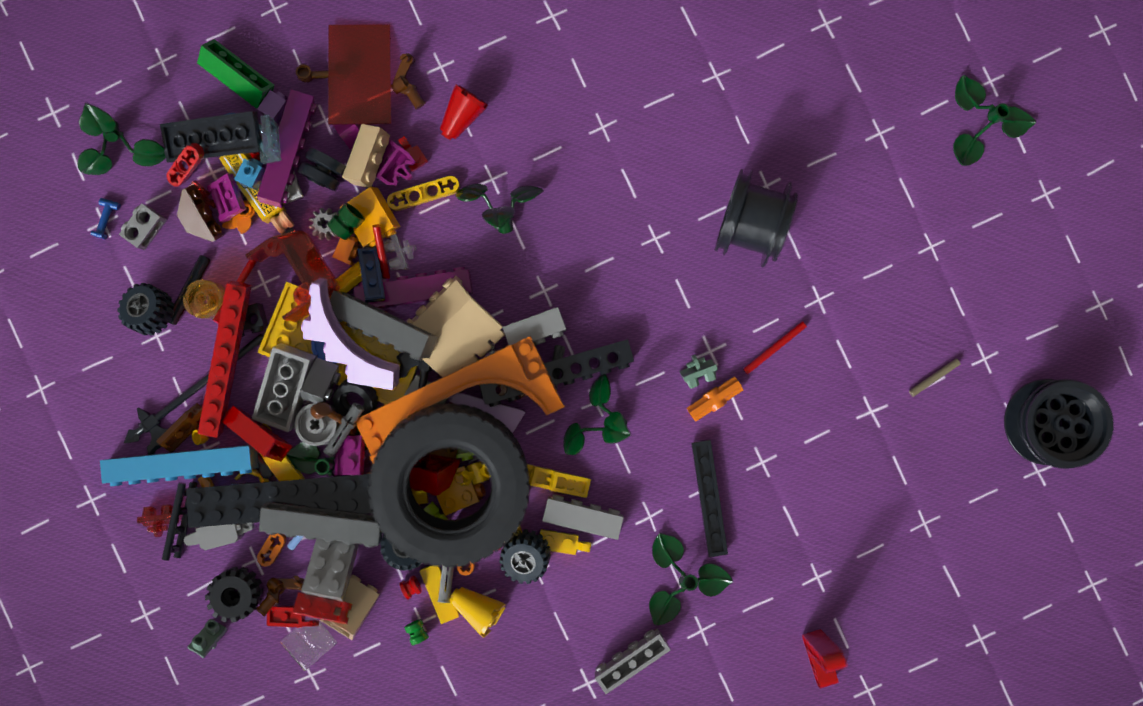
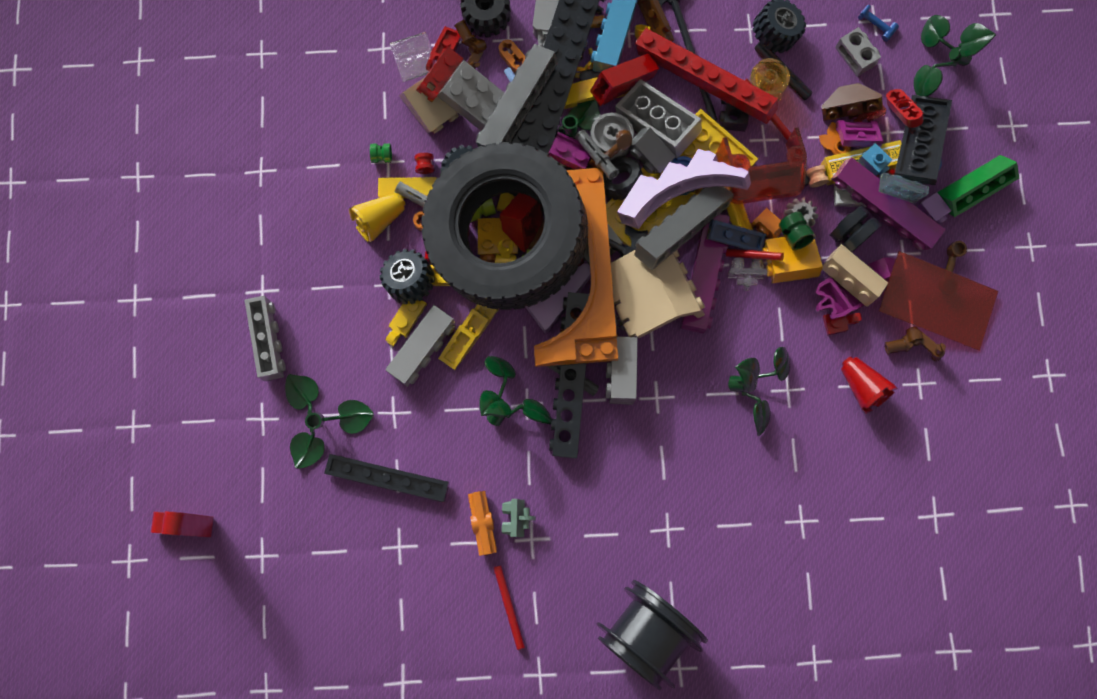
camera: 110 degrees right, 10 degrees down
(423, 191) = (794, 317): yellow beam -> none

